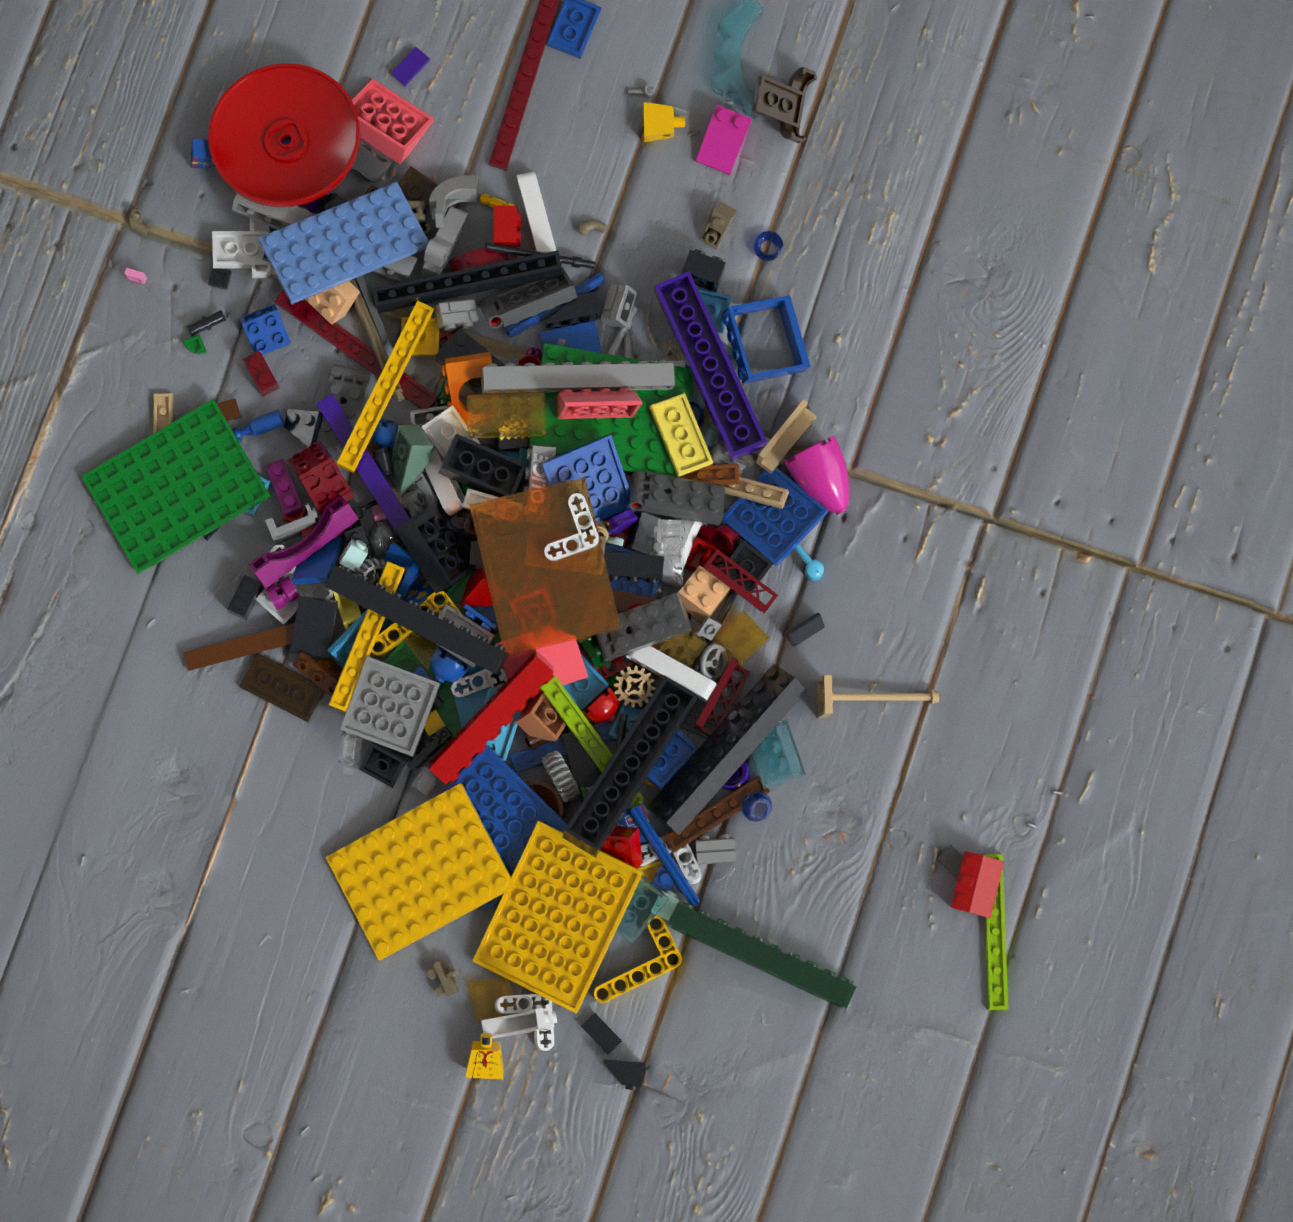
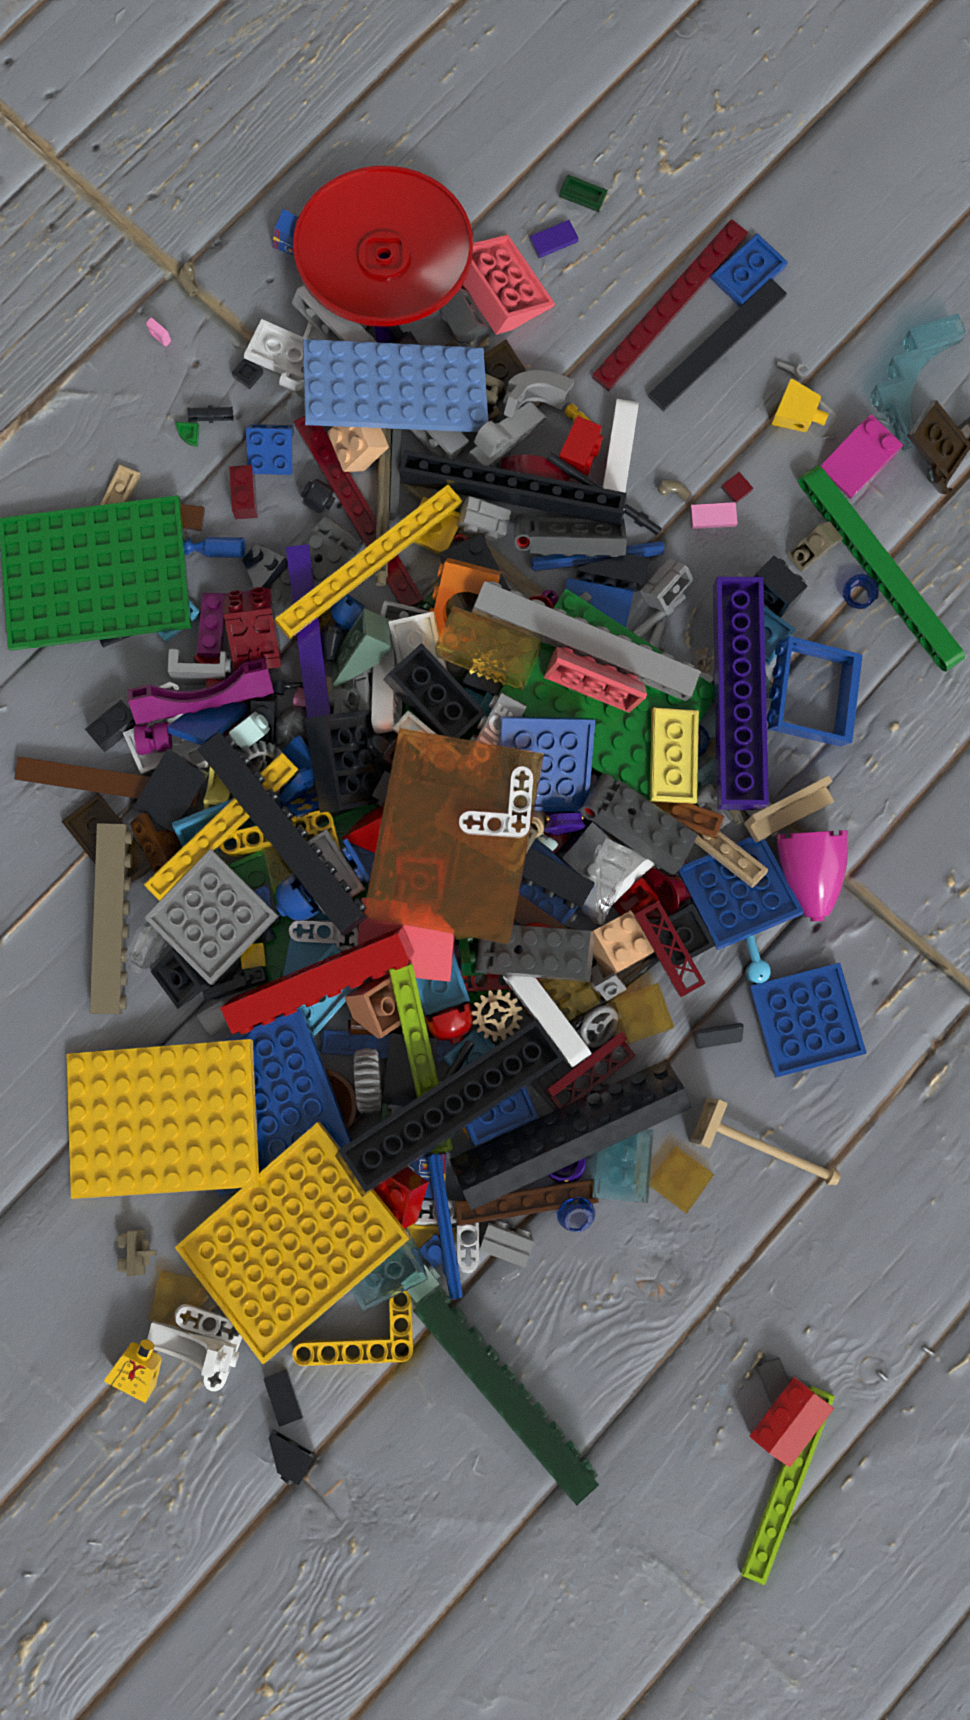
camera: 25 degrees right, 0 degrees up
(311, 742) = (110, 919): none -> dark tan brick
(319, 351) = (317, 496): none -> black head
(416, 19) = (583, 193): none -> dark green tile
(575, 97) = (717, 345): none -> black tile
(630, 234) = (713, 515): none -> bright pink tile
(639, 204) = (737, 487): none -> dark red tile
(775, 220) = (881, 568): none -> green beam
(823, 748) = (680, 1179): none -> clear yellow plate
(866, 589) = (807, 1020): none -> blue plate

